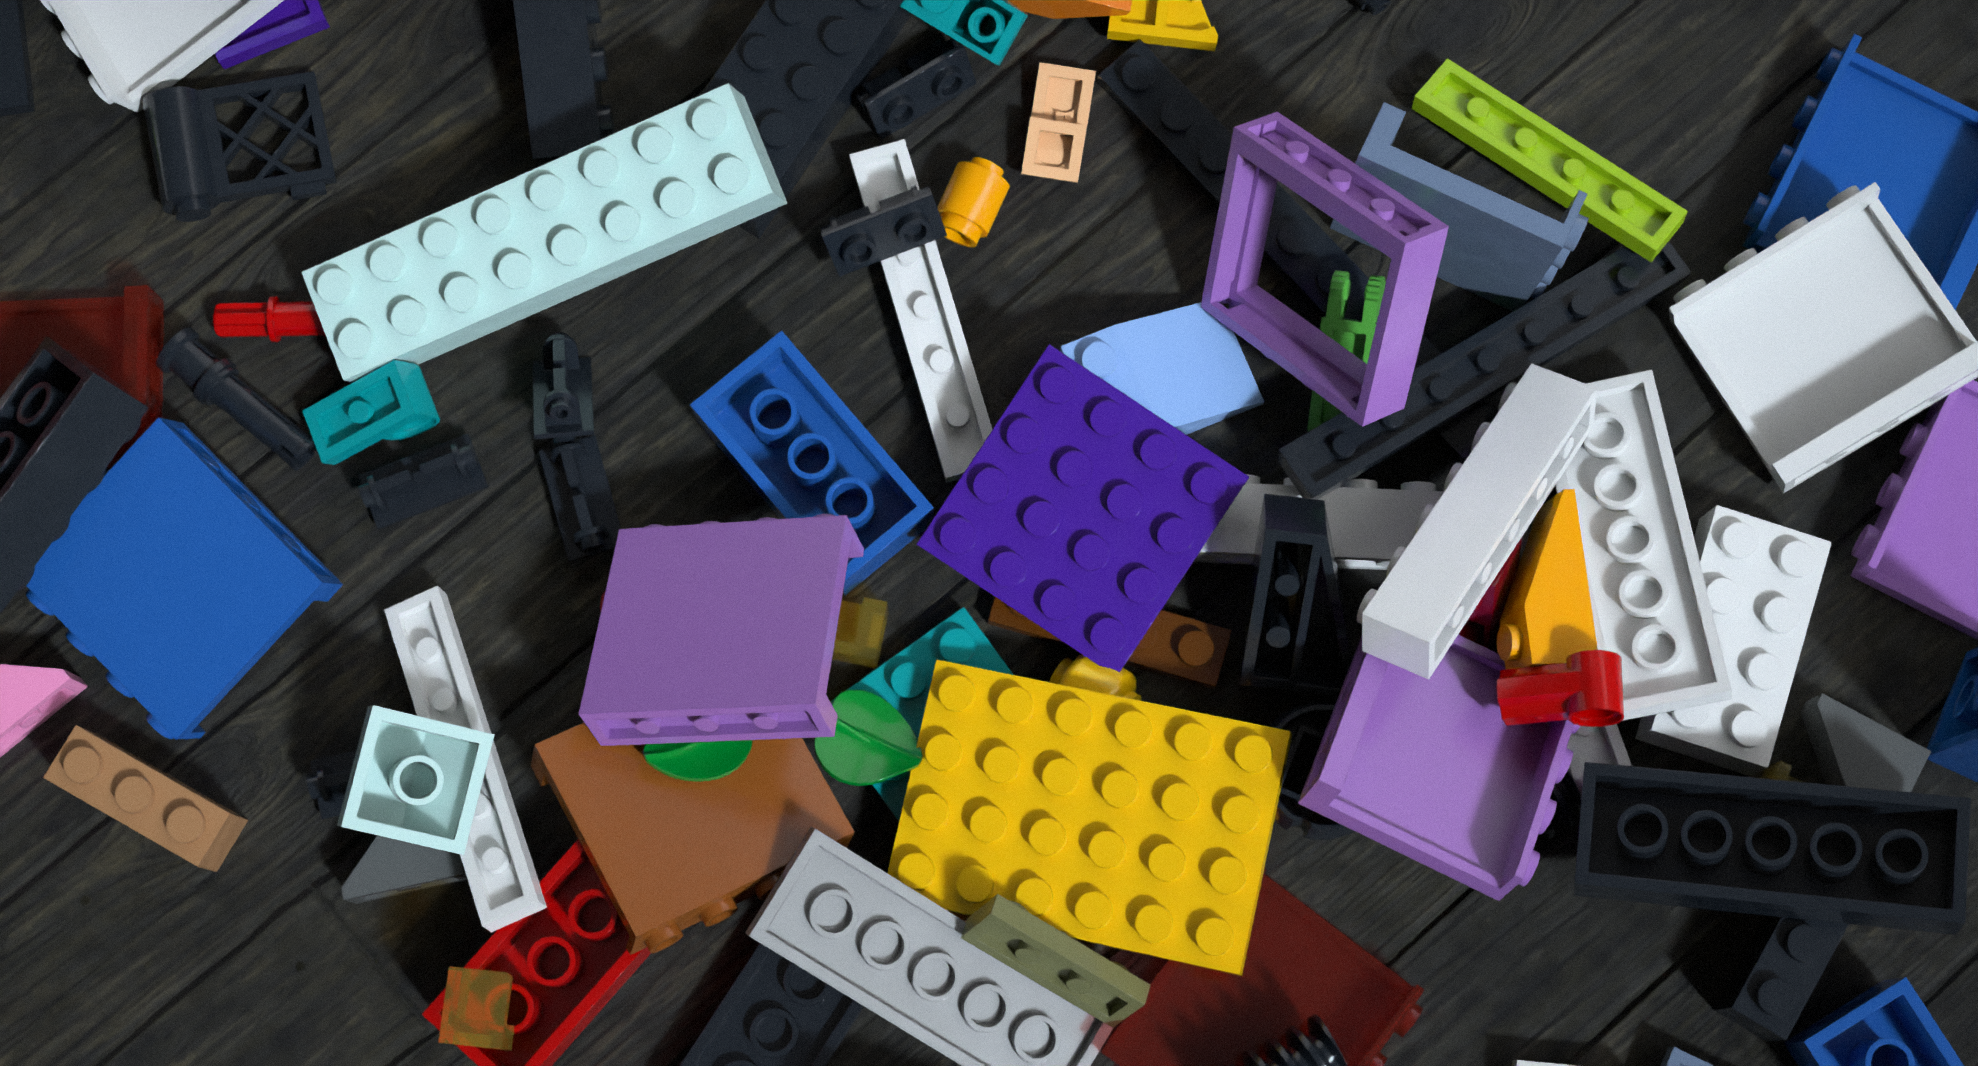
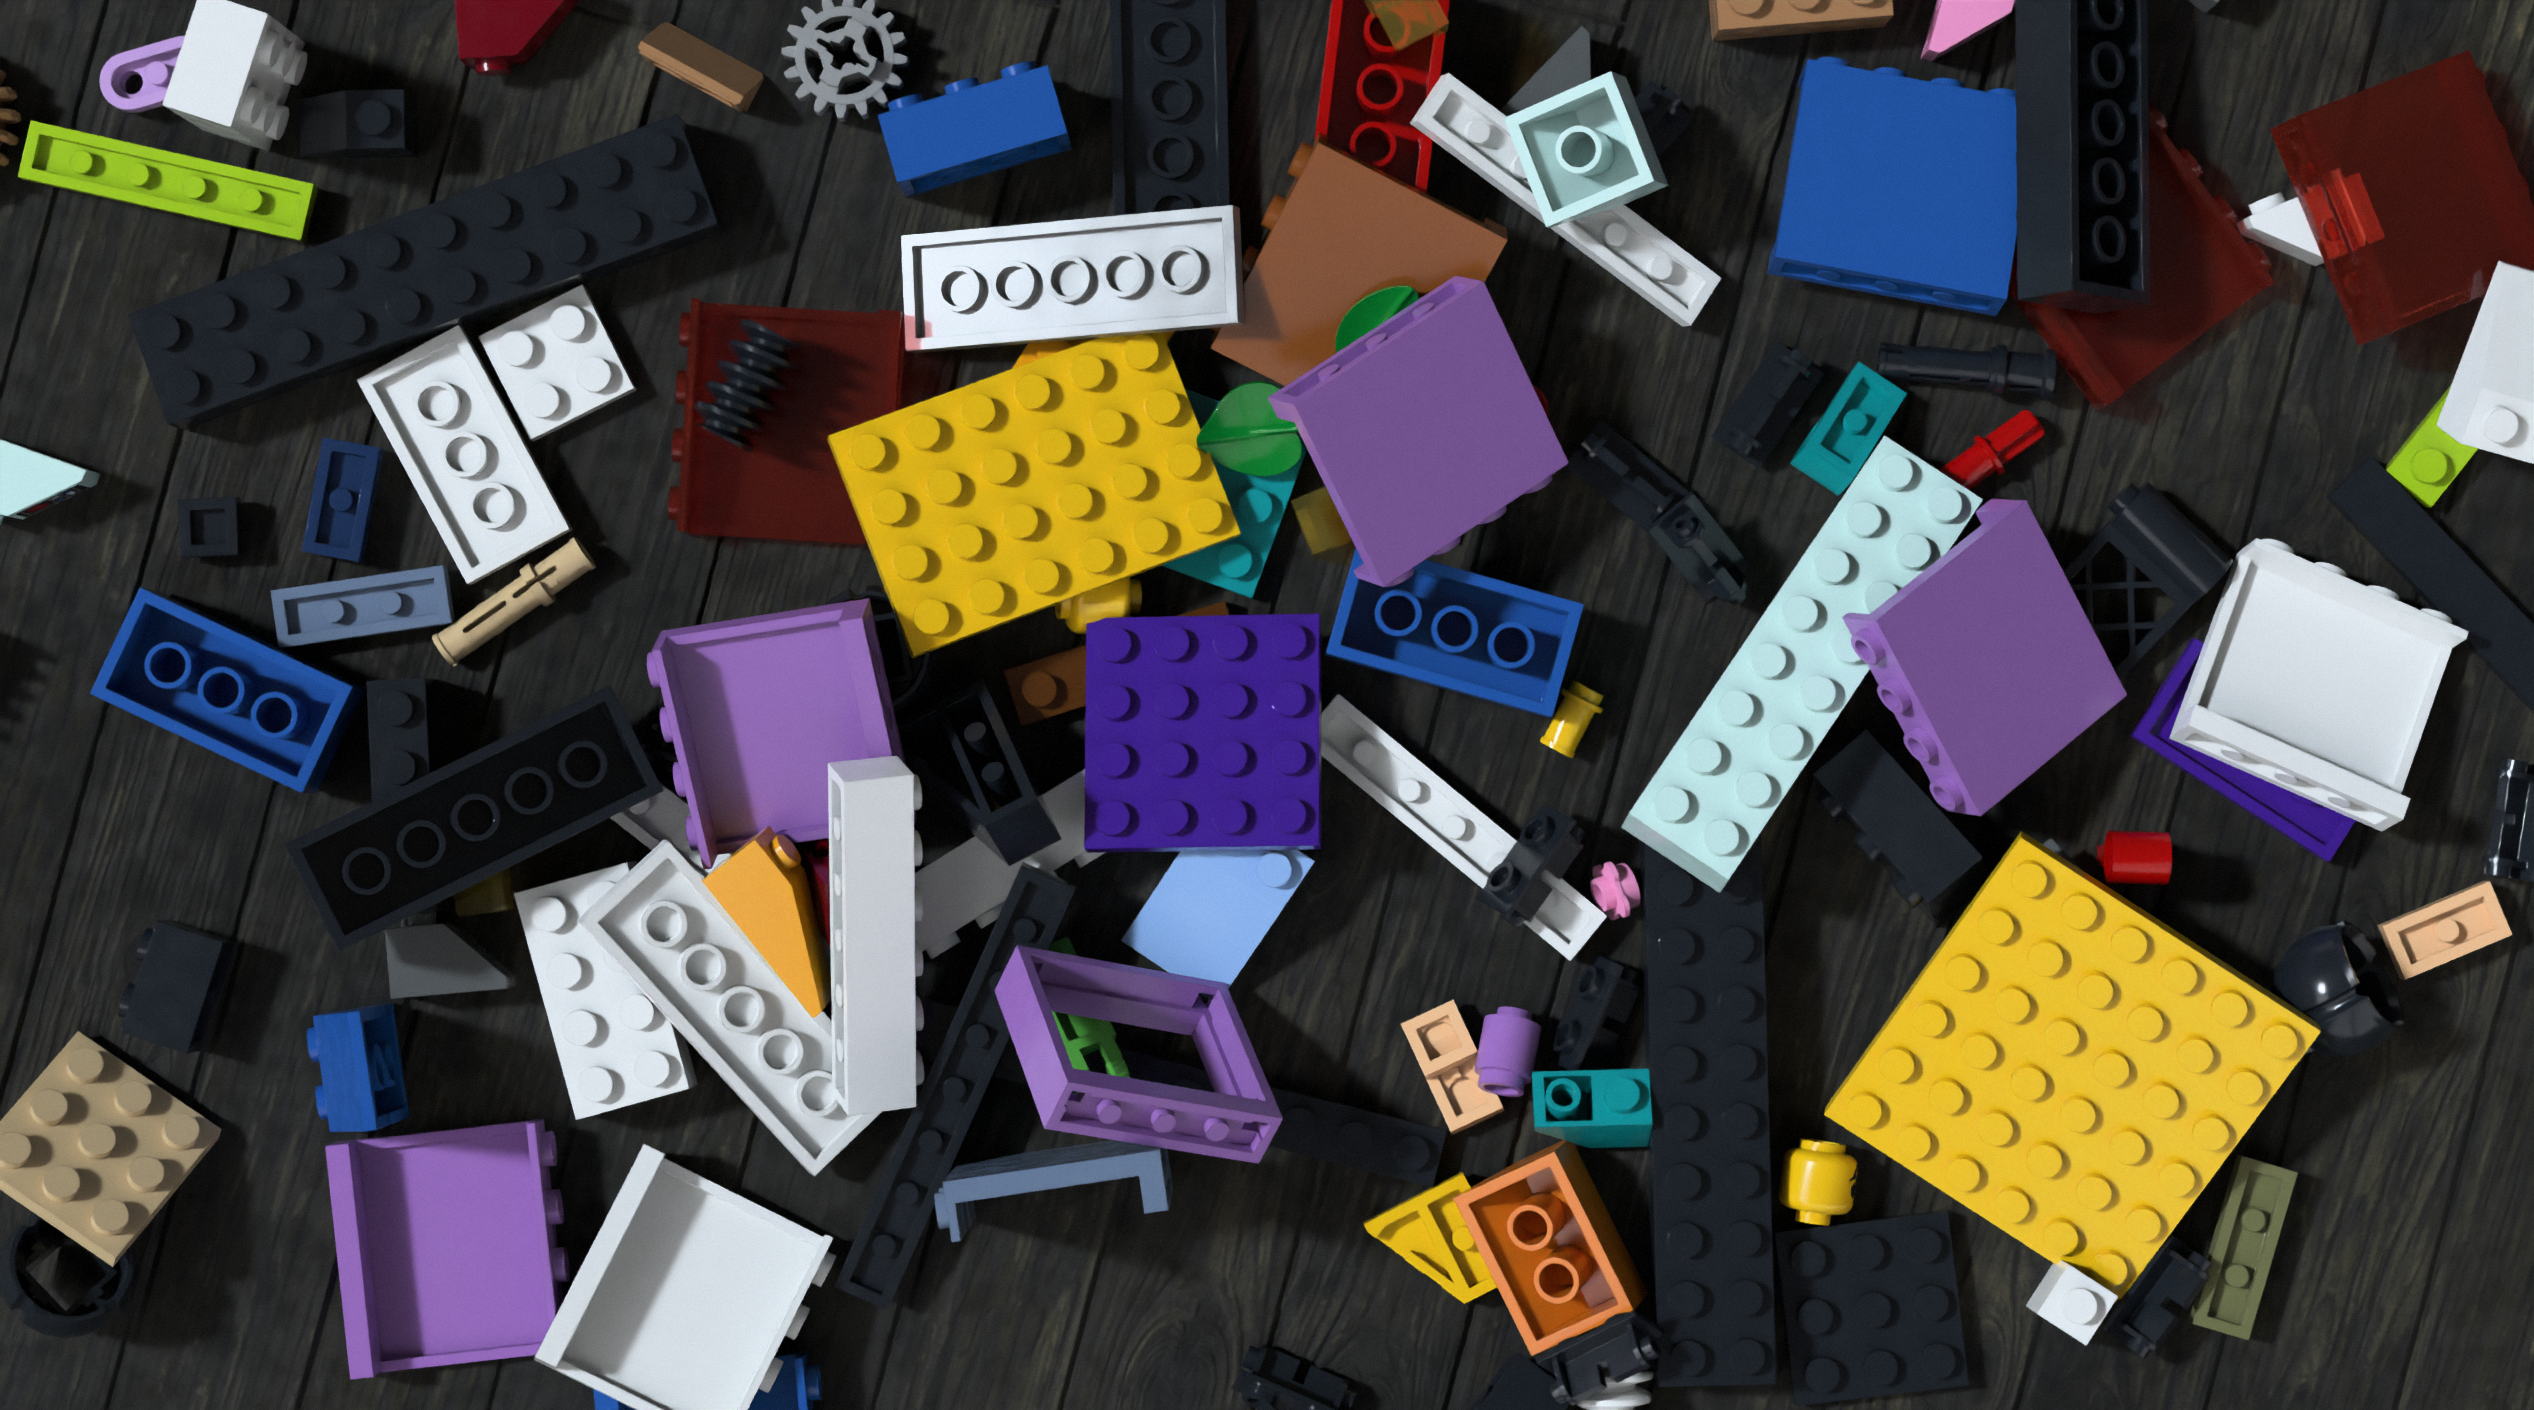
camera: 145 degrees right, 10 degrees up
(392, 134) = (1987, 660): none -> medium lavender panel
(754, 334) = (1572, 718): none -> yellow pin
(828, 173) = (1615, 889): none -> bright pink plate
(972, 200) = (1477, 946): light orange brick -> none
(1005, 101) = (1507, 1051): none -> medium lavender brick
(1055, 960) = (982, 354): olive plate -> none
(1535, 1029) = (534, 587): none -> tan pin
(1549, 159) = (1016, 1306): lime plate -> none
(1582, 691) = (702, 842): red piece -> none

